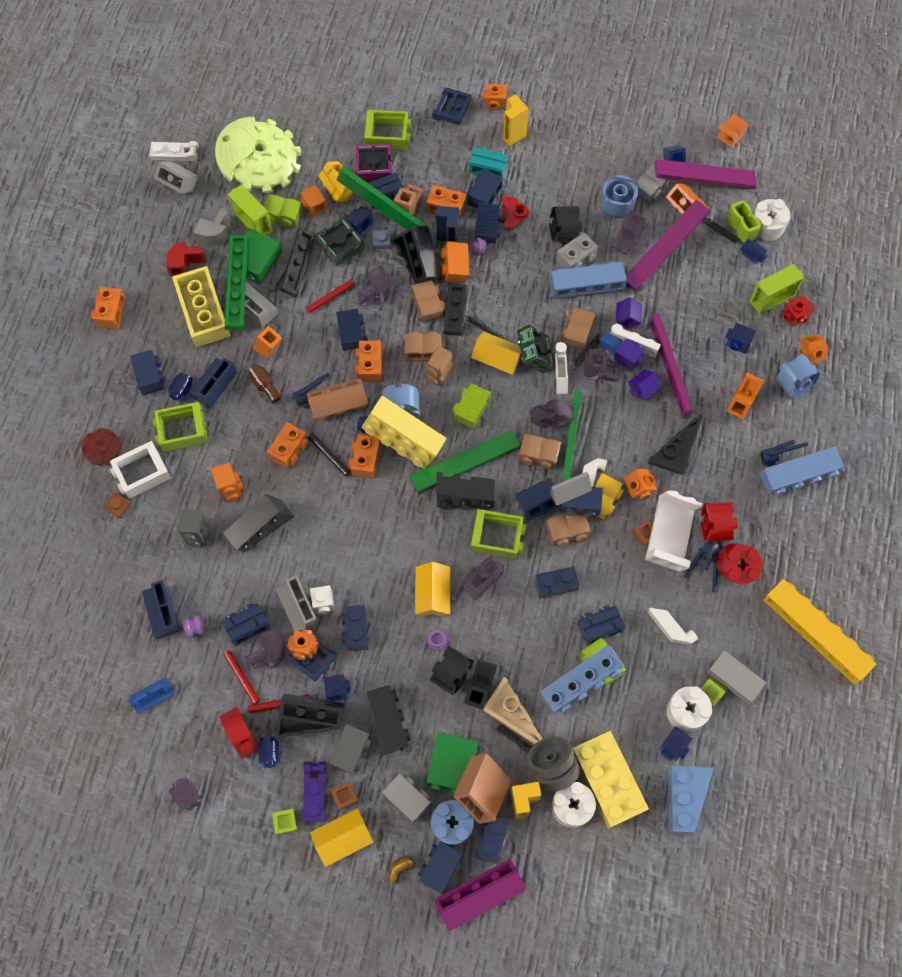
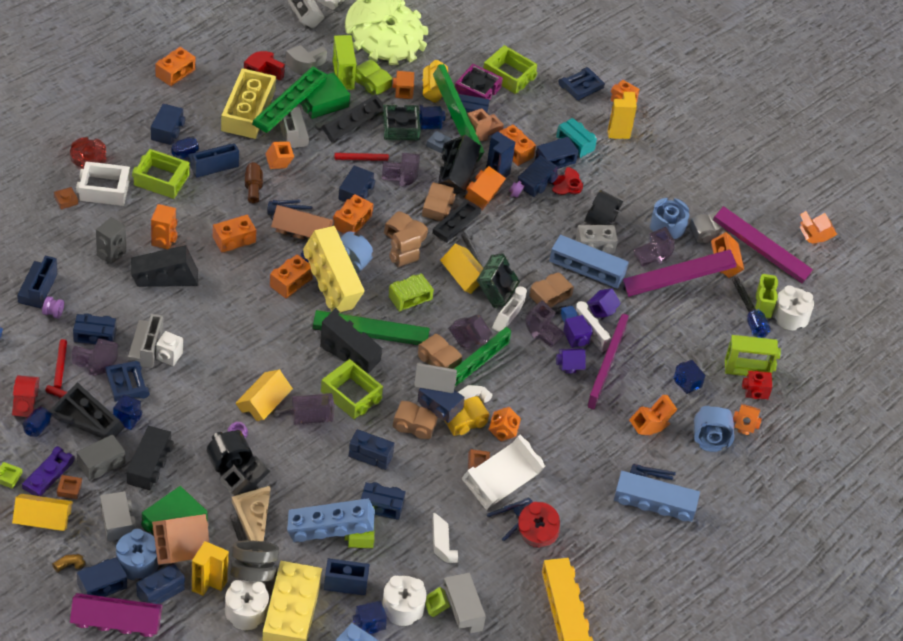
camera: 25 degrees right, 20 degrees down
(307, 649) = (126, 363): orange brick -> none
(332, 458) = (263, 260): black bar -> none
(356, 628) = (179, 382): dark blue brick -> none
(536, 500) = (401, 384): dark blue brick -> none
(631, 721) = (346, 576): none -> dark blue brick
(675, 153) = (747, 215): clear blue brick -> none
(676, 452) = (560, 423): black wing -> none
(718, 521) = (547, 484): red brick -> none

